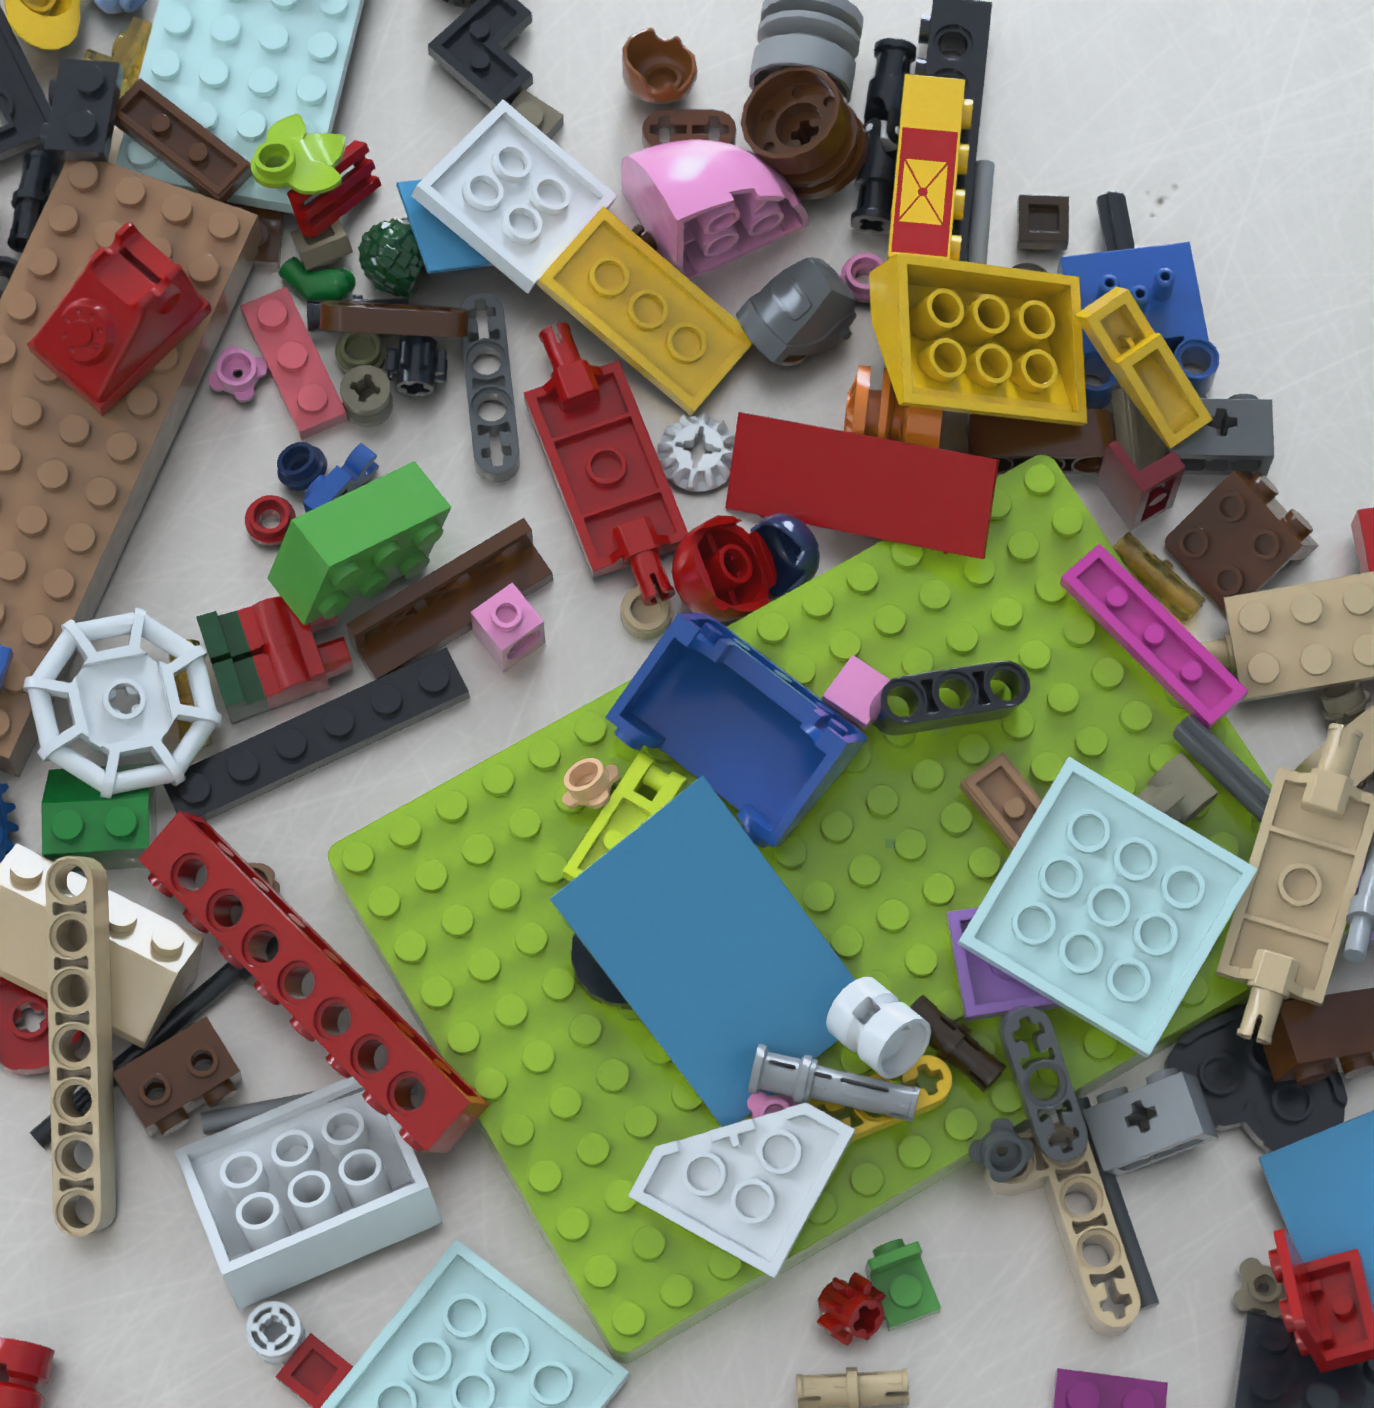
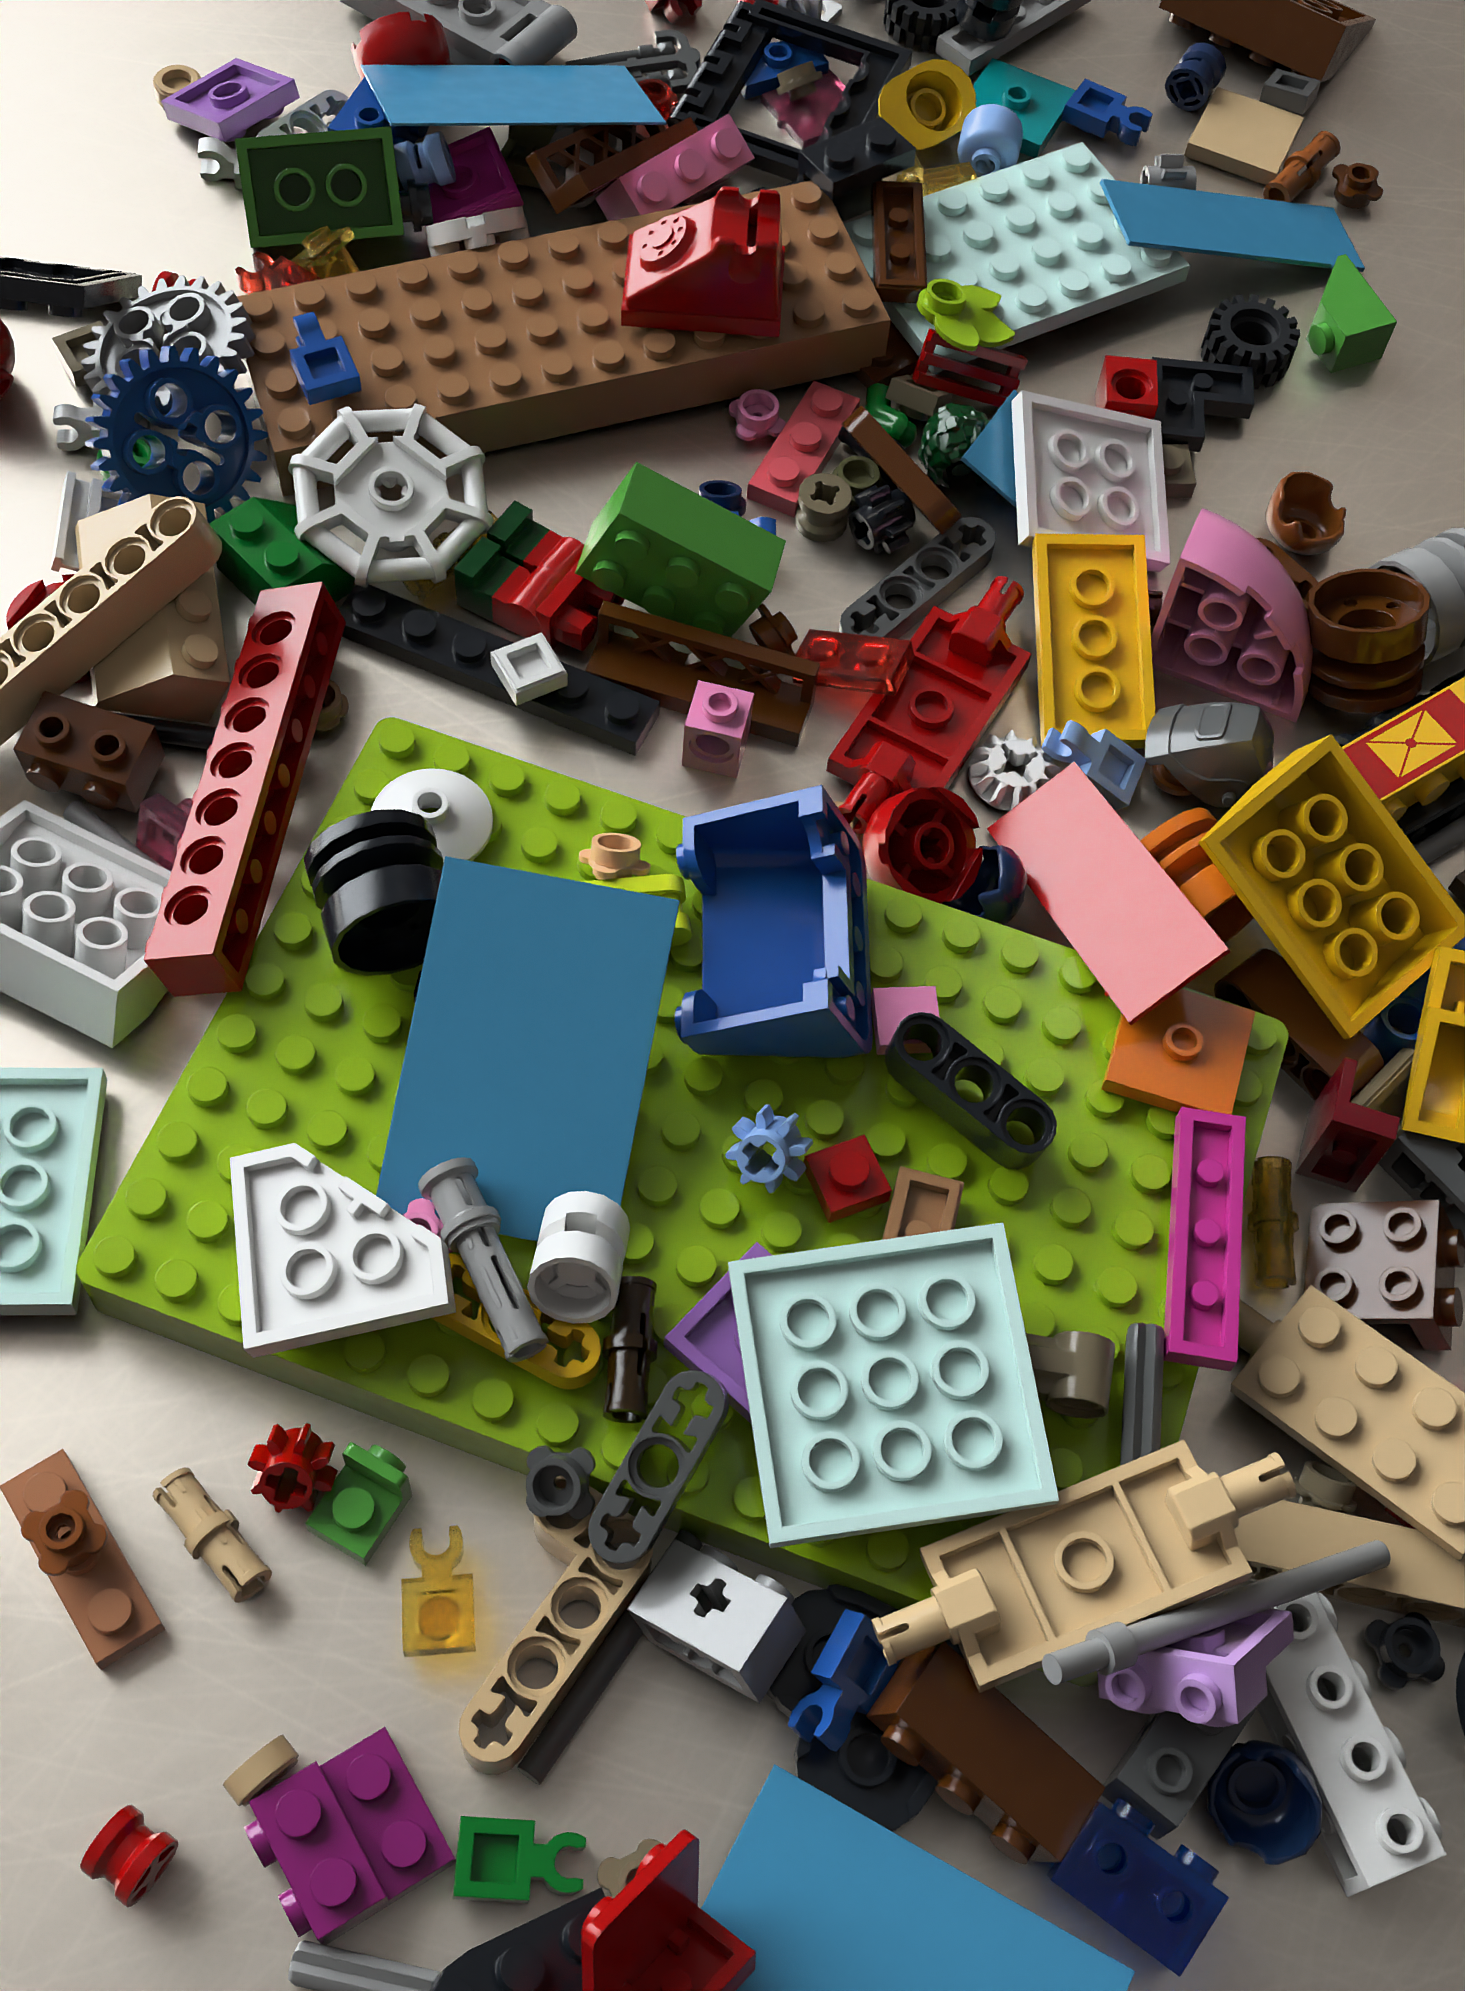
camera: 45 degrees right, 10 degrees down
(291, 1066) = (161, 827): none -> clear pink tile
(353, 718) = (529, 668): none -> white tile
(443, 79) = (1128, 386): none -> red brick
(457, 906) = (464, 811): none -> white dish
(460, 524) = (773, 631): none -> dark orange plate
(510, 957) = (376, 889): none -> black wheel
(525, 488) = (857, 661): none -> clear red plate
(746, 388) = (1102, 757): none -> light blue plate
(889, 853) = (759, 1165): none -> light blue gear
(940, 821) = (847, 1178): none -> red plate
(1007, 1285) = (438, 1605): none -> clear yellow plate
(1025, 542) = (1181, 1054): none -> orange plate
(1190, 1354) = (500, 1859): none -> green plate
(1246, 1070) = (852, 1680): none -> blue plate

